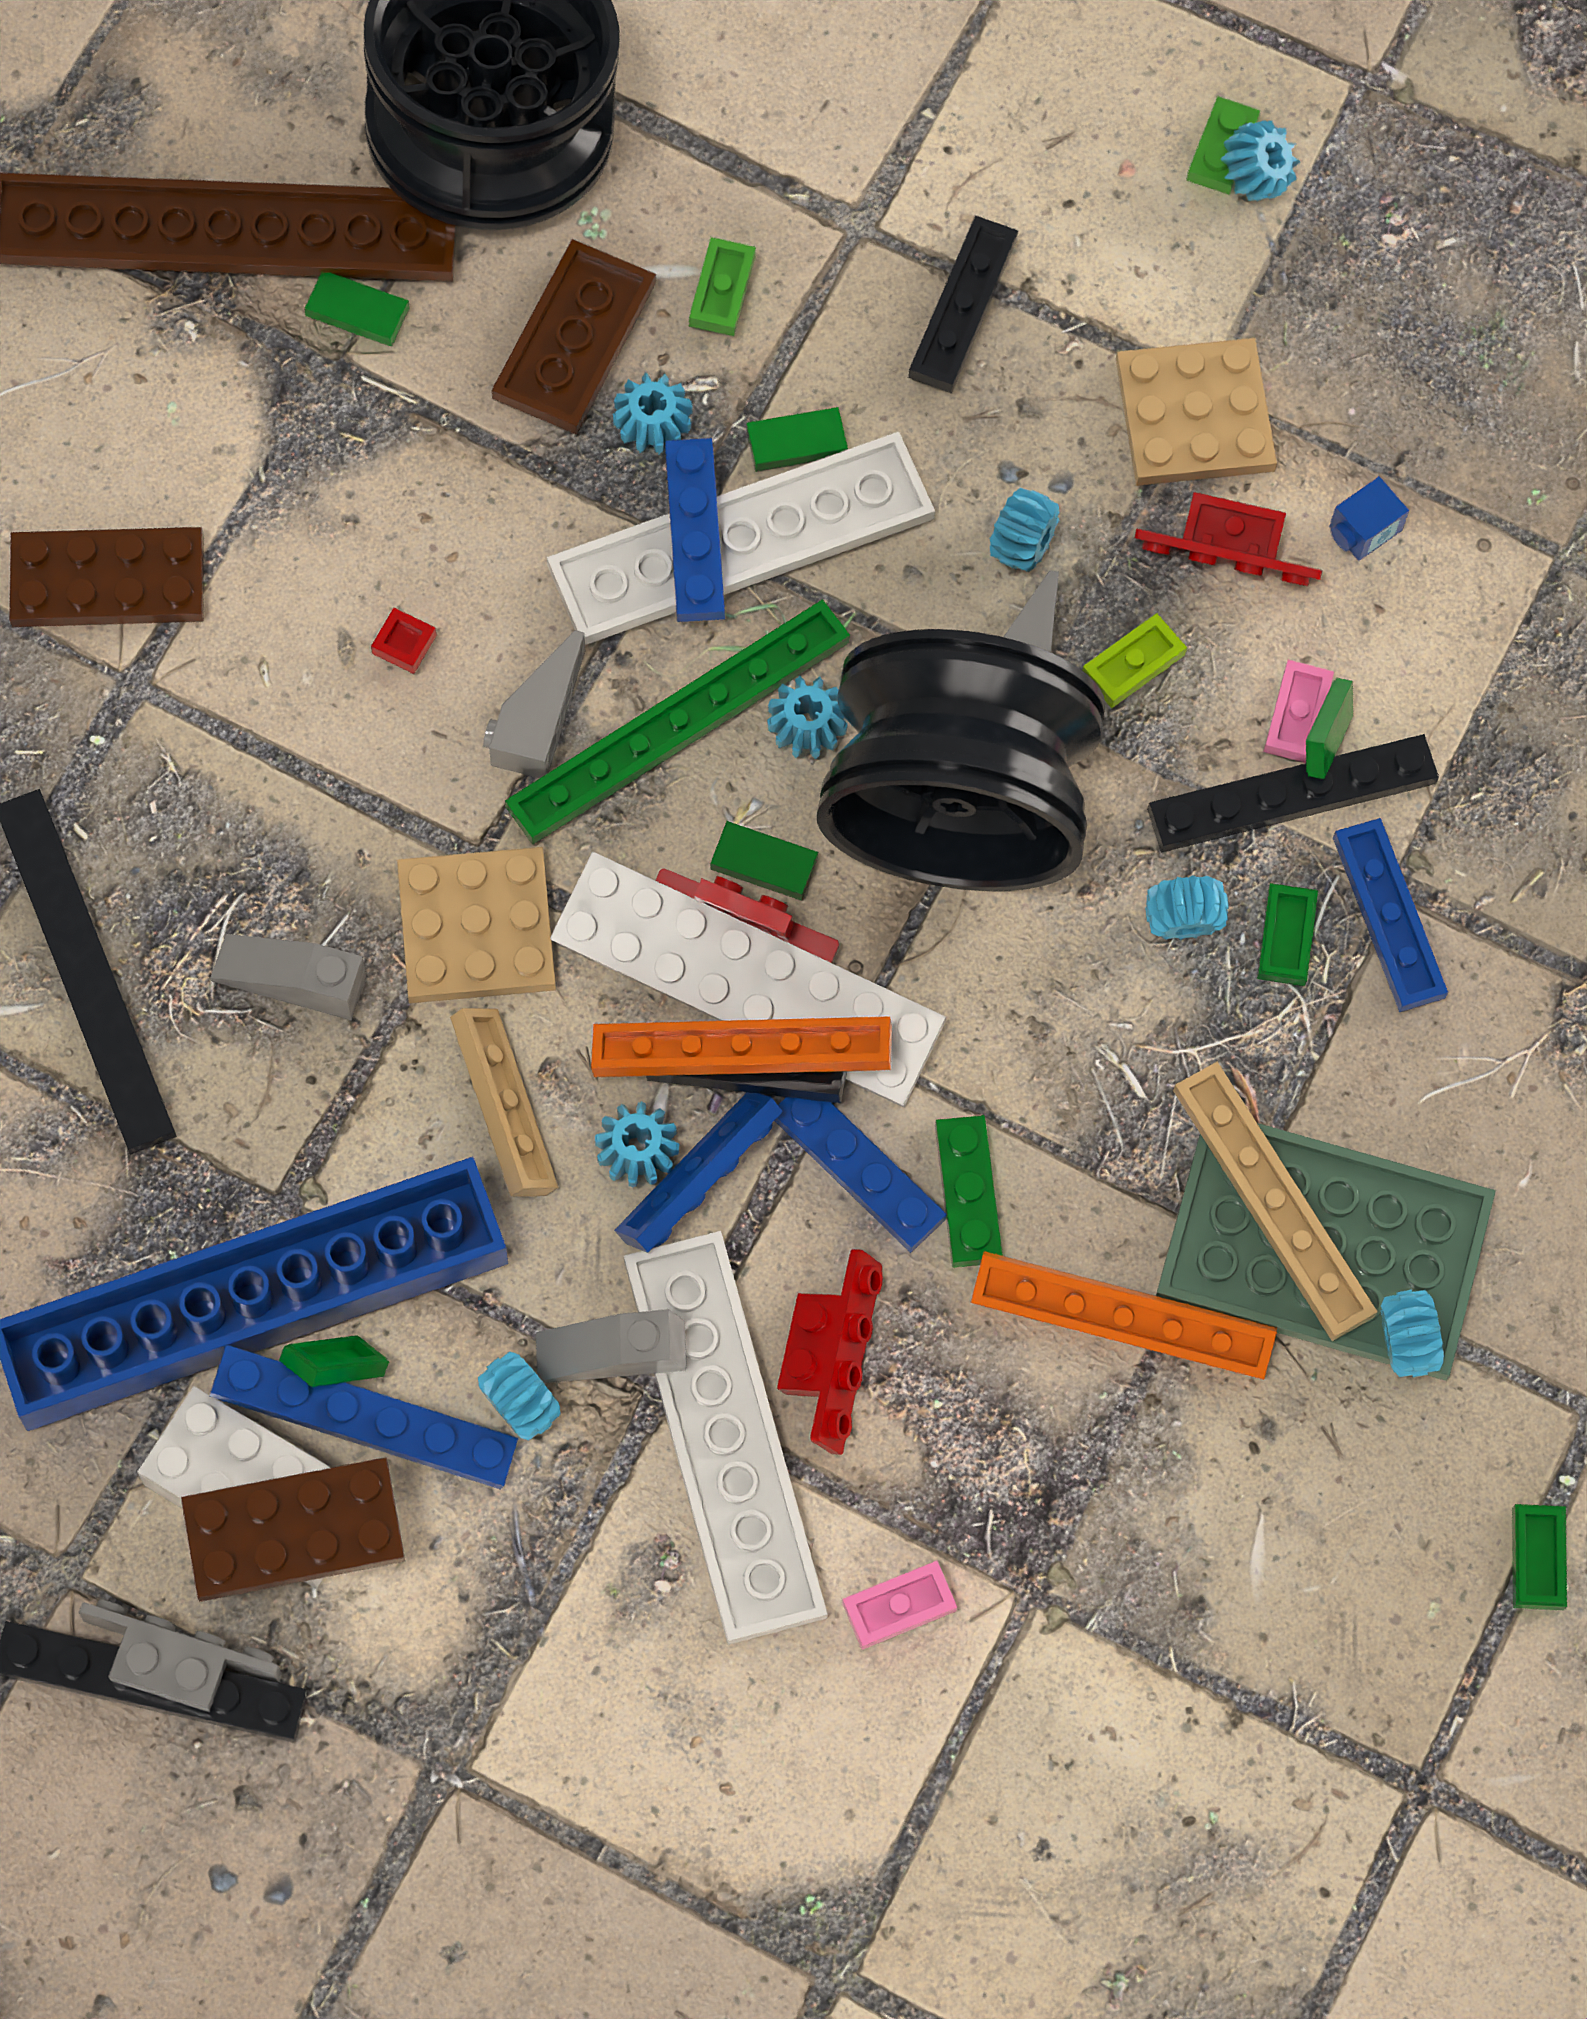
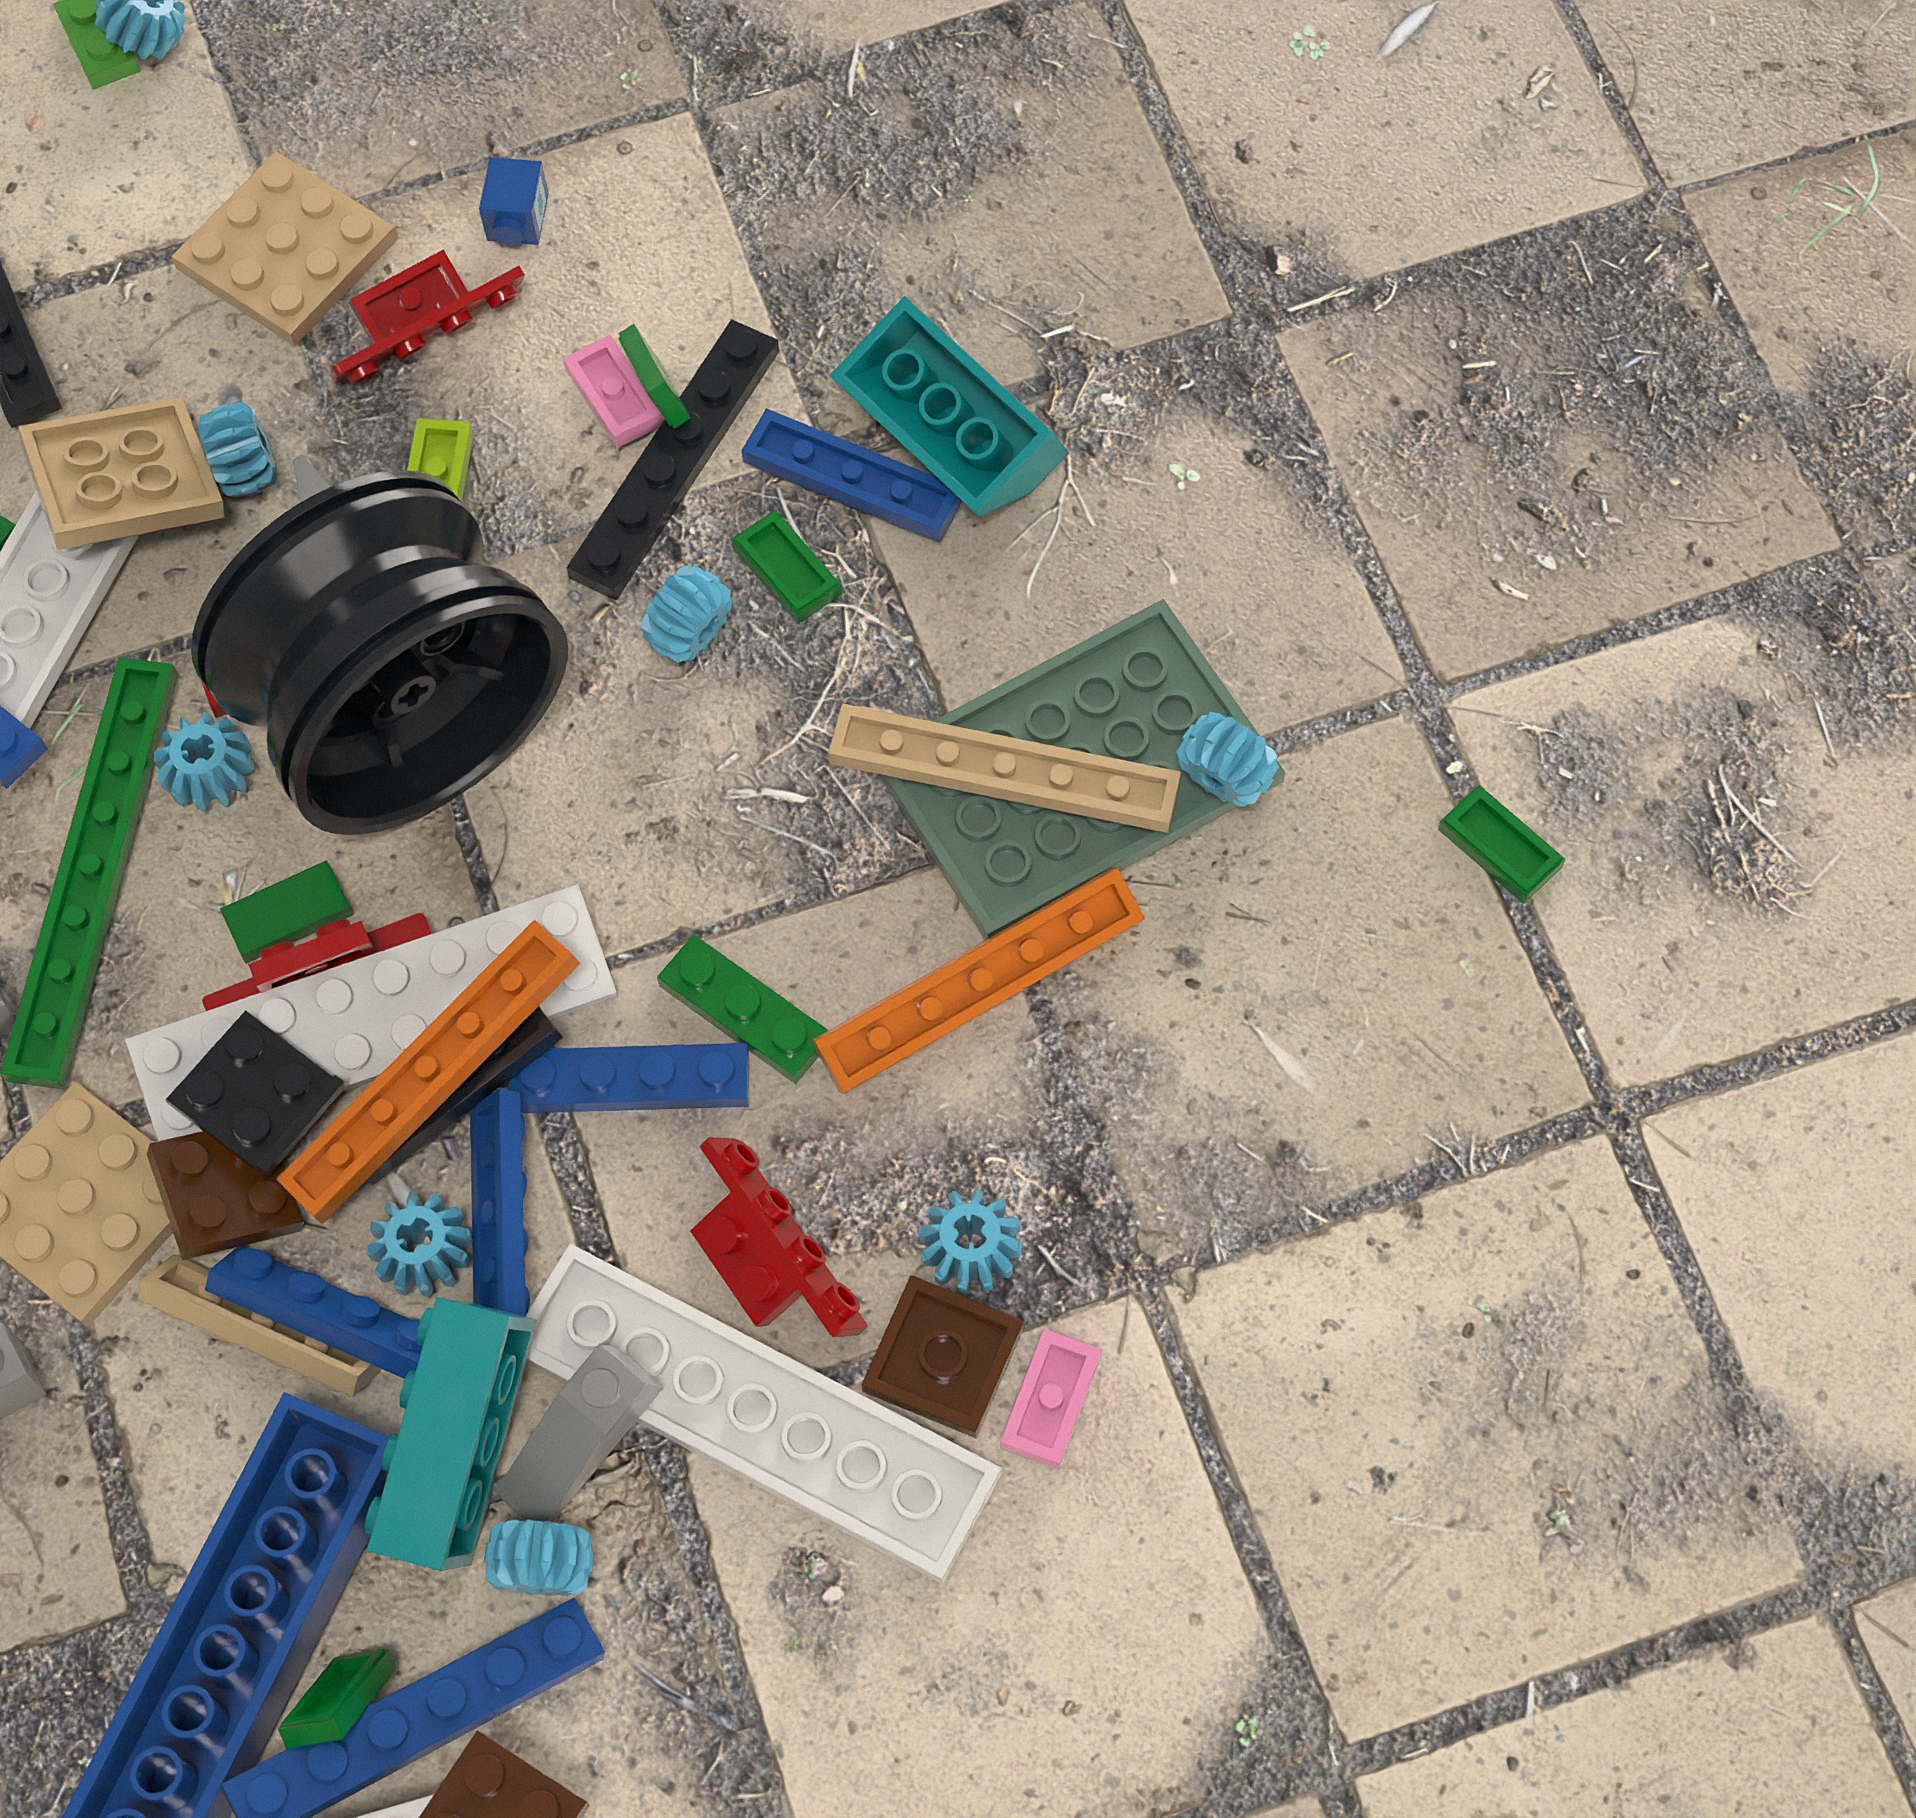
camera: 40 degrees left, 5 degrees down
(539, 1275) = (449, 1434): none -> teal brick
(547, 1135) = (317, 1309): none -> blue plate
(561, 998) = (217, 1197): none -> reddish brown plate
(632, 960) = (255, 1094): none -> black piece
(864, 1516) = (943, 1356): none -> reddish brown plate
(939, 477) = (120, 472): none -> tan plate
(968, 1474) = (967, 1219): none -> medium azure gear
(1491, 933) = (948, 411): none -> teal slope

